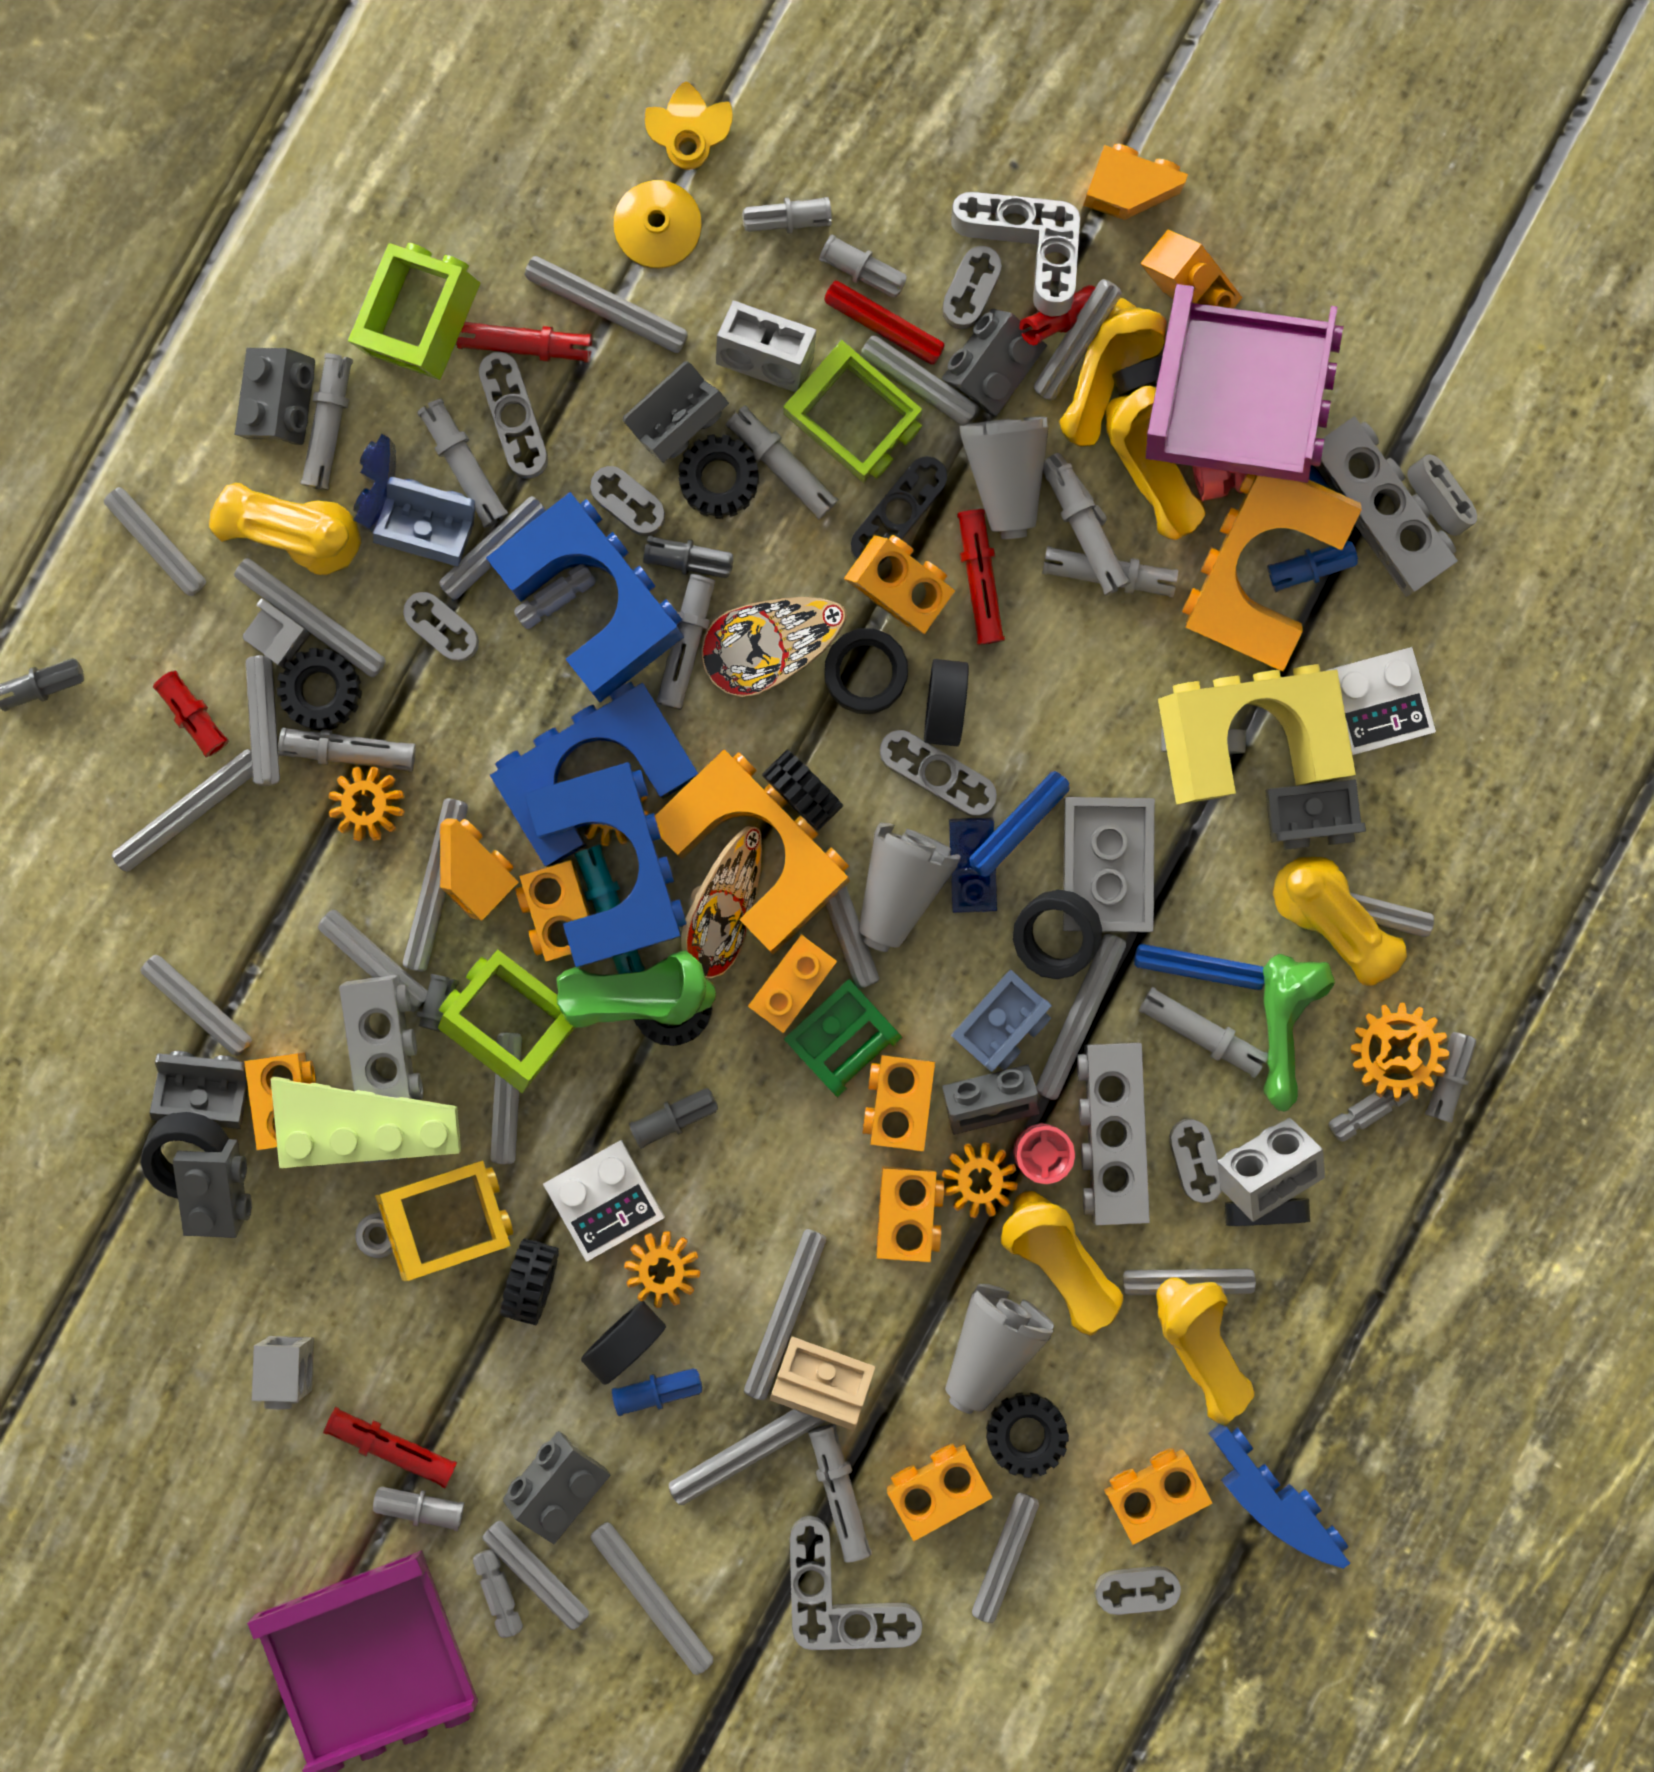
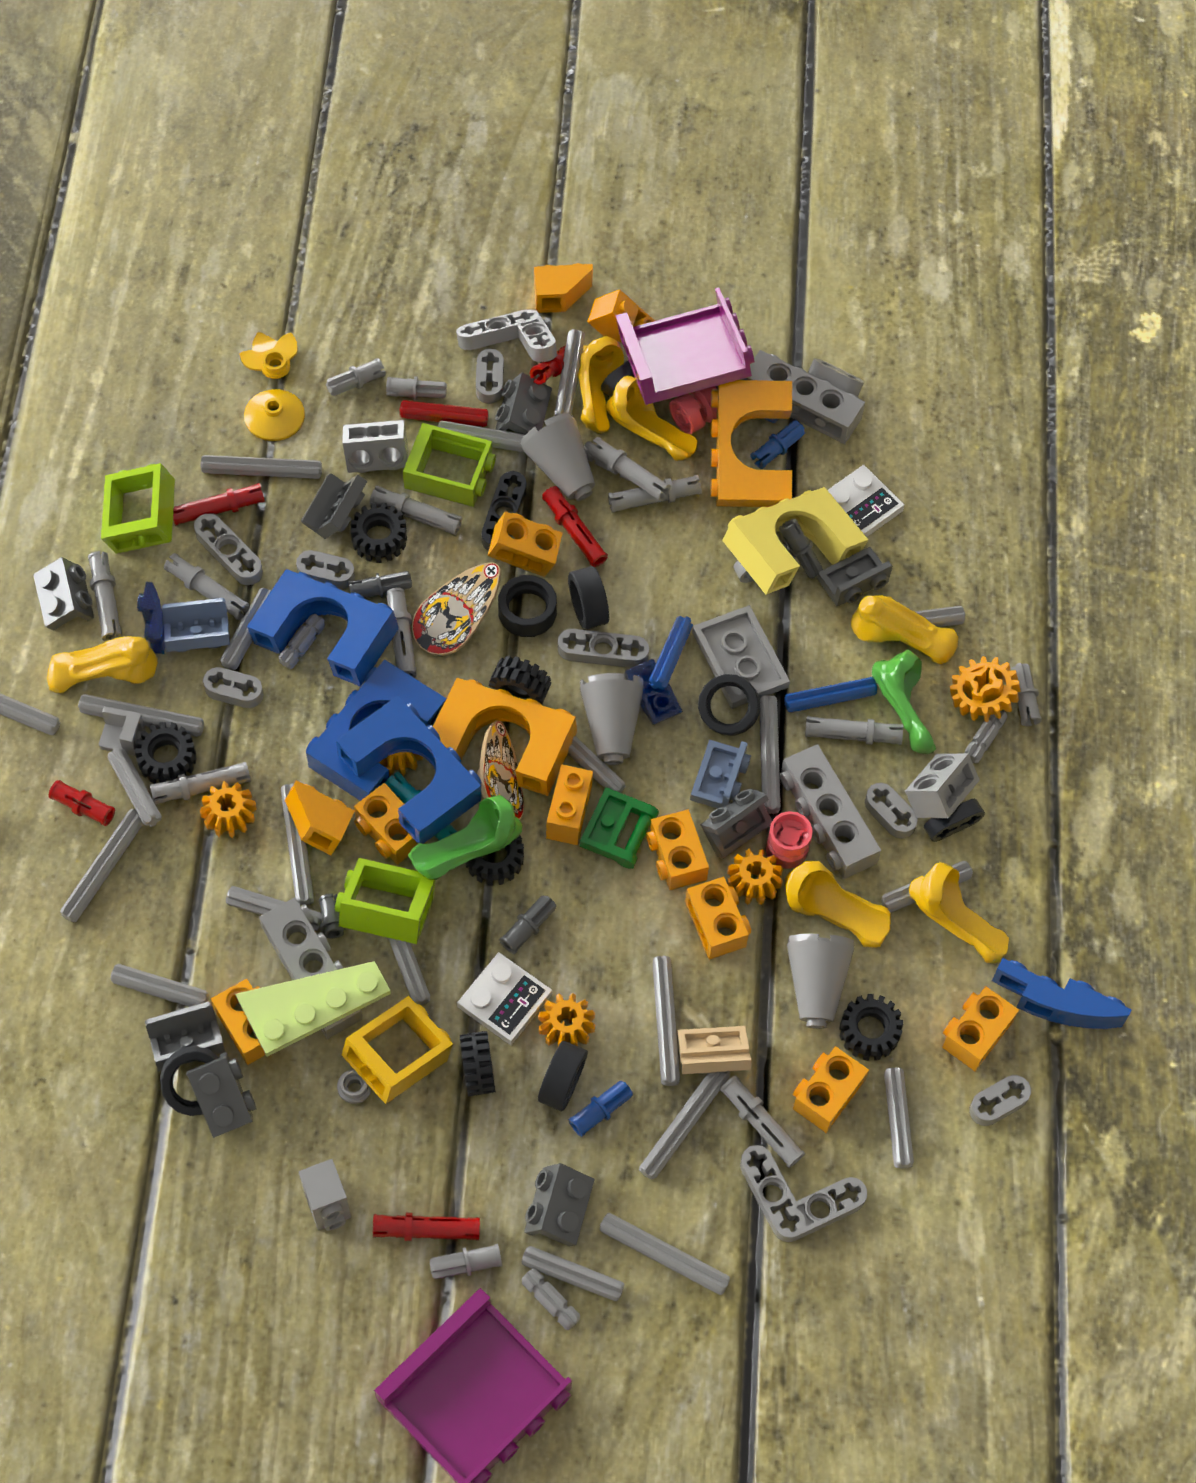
camera: 25 degrees left, 25 degrees down
(1261, 747) = (801, 547): none -> dark grey axle

